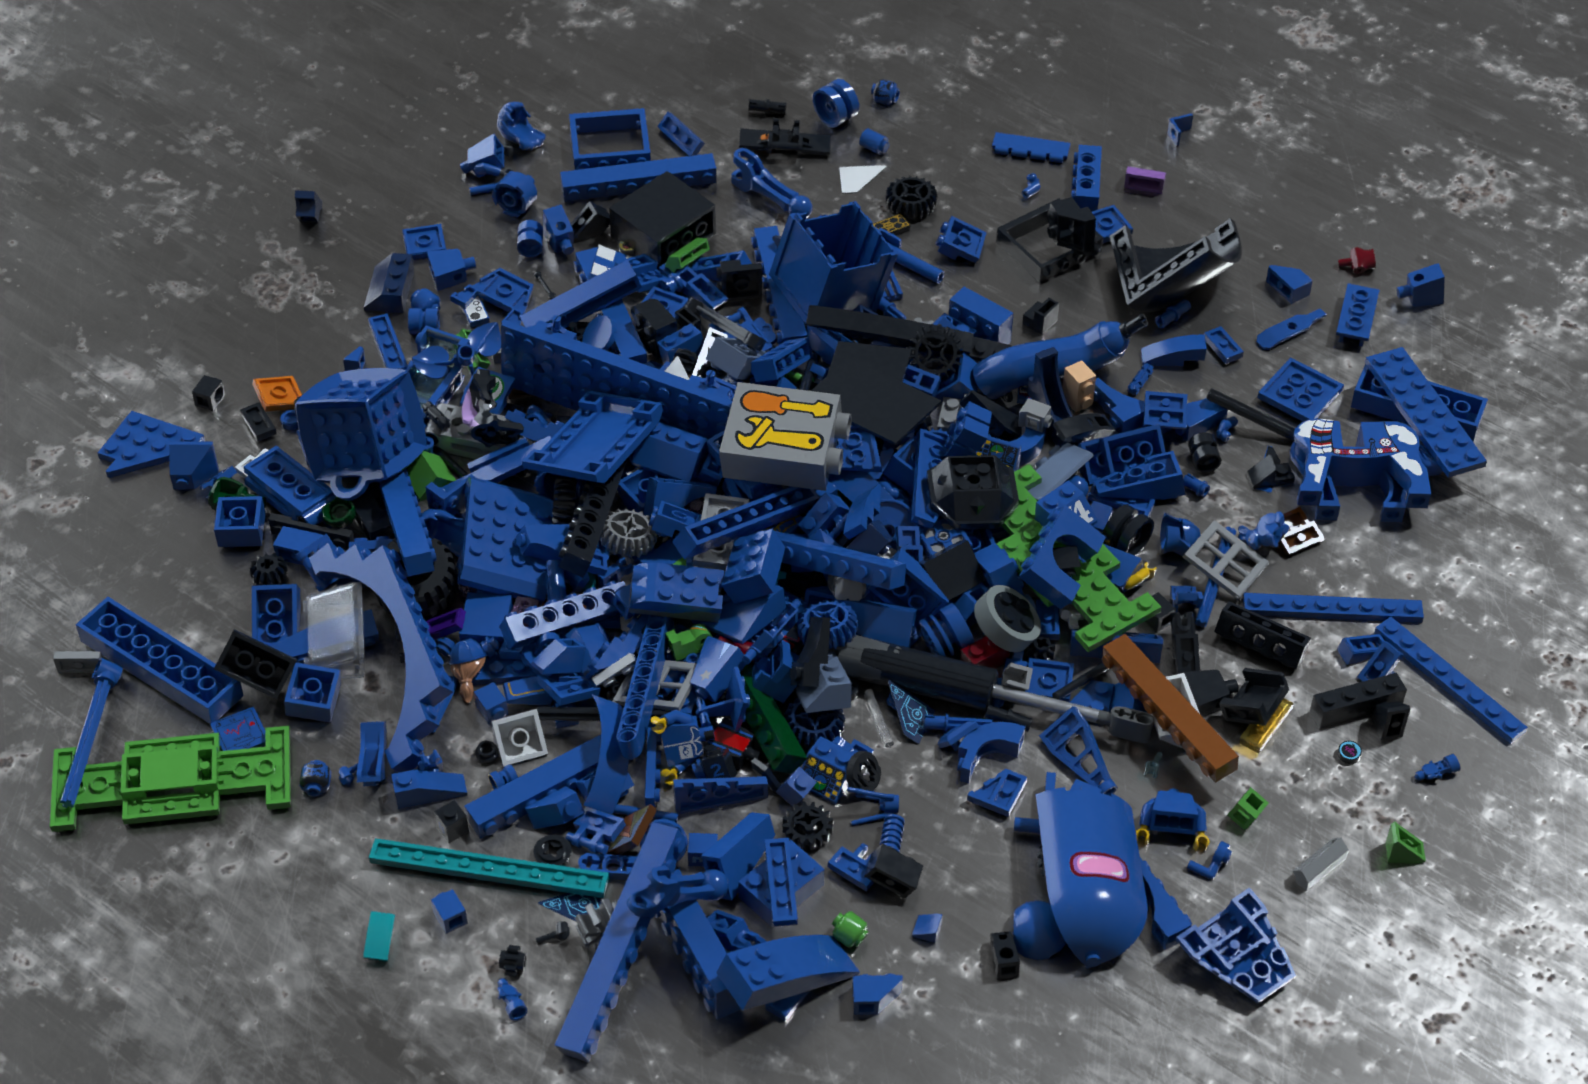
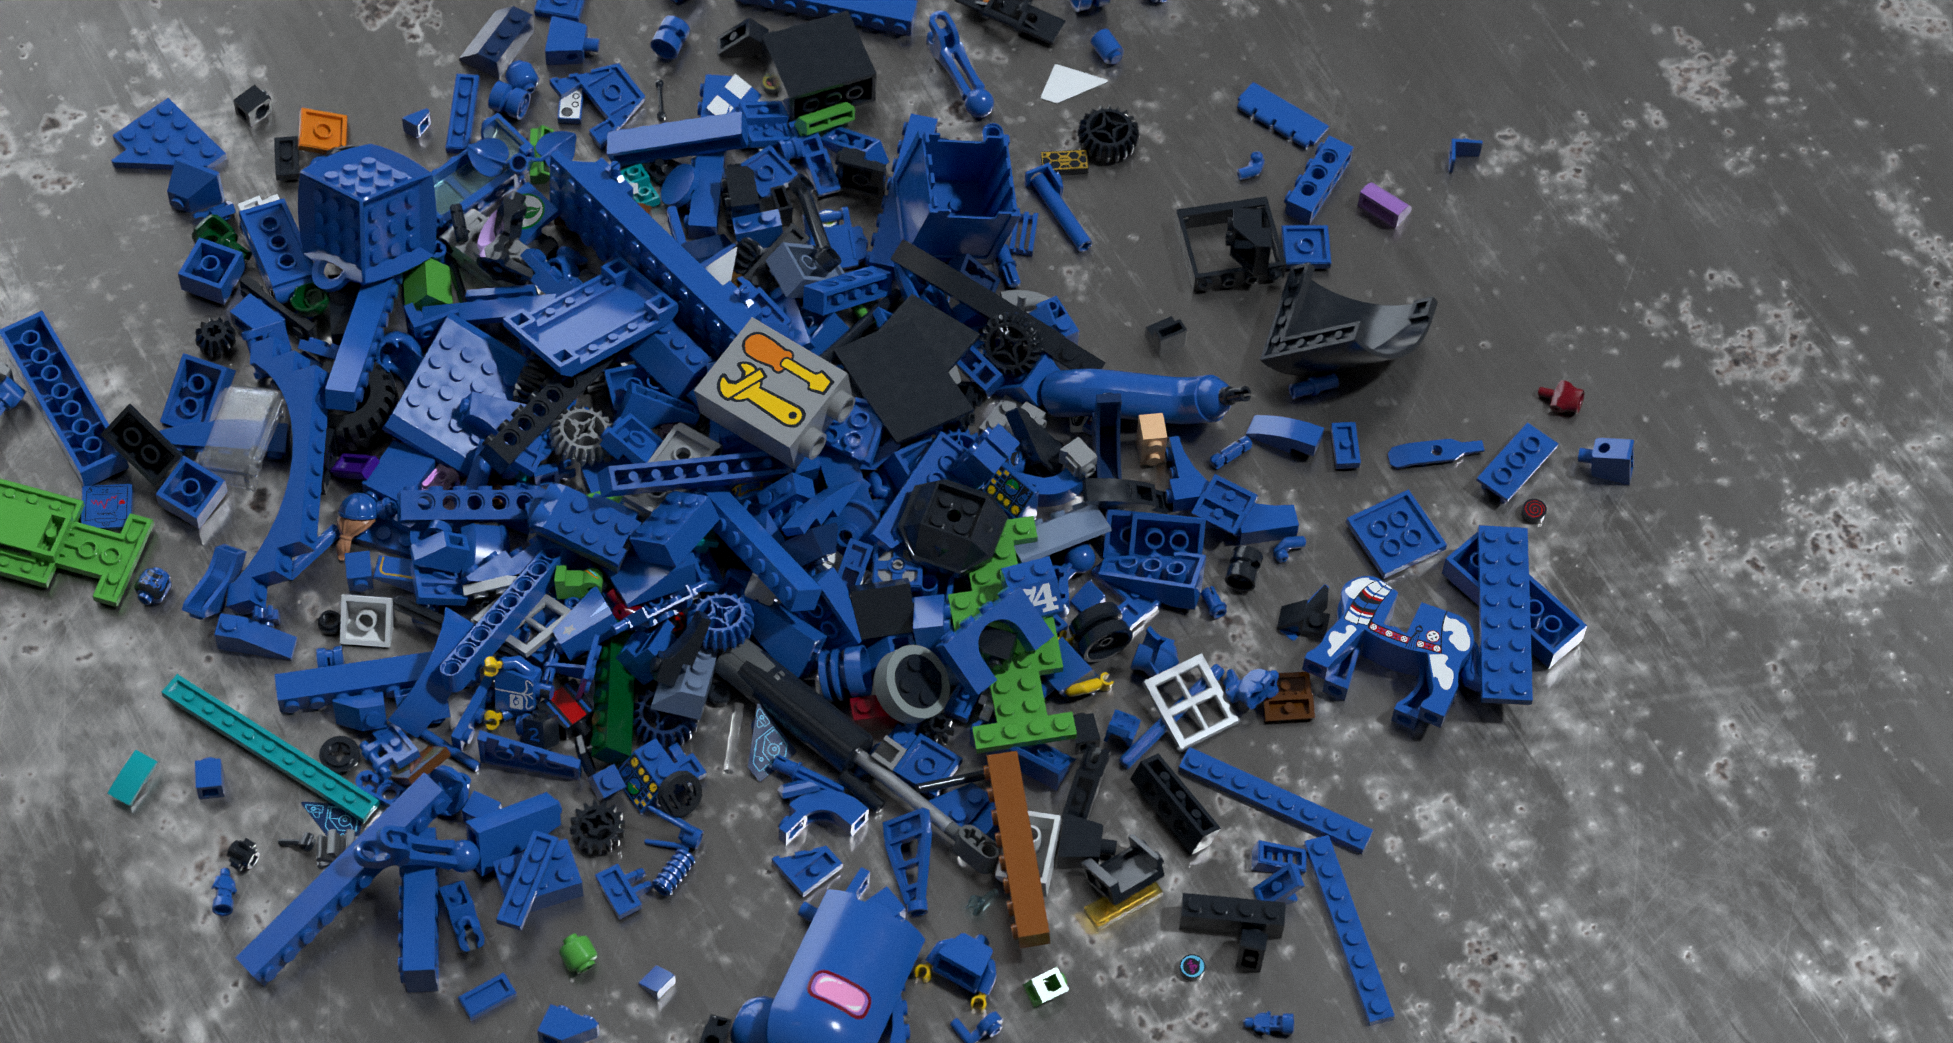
camera: 20 degrees right, 10 degrees up
(345, 774) = (183, 592): blue hand -> none
(444, 646) = (345, 489): blue plate -> none
(451, 821) = (257, 685): black brick -> none
(558, 237) = (703, 39): blue torso -> none
(784, 968) = (486, 971): blue slope -> none
(893, 870) = (651, 910): black brick -> none
(961, 240) = (1131, 208): blue plate -> none
(983, 315) = (1097, 324): blue brick -> none
(1251, 414) = (1319, 543): black axle -> none
(1289, 282) = (1466, 396): blue slope -> none
(1388, 342) = (1534, 511): none -> black tile

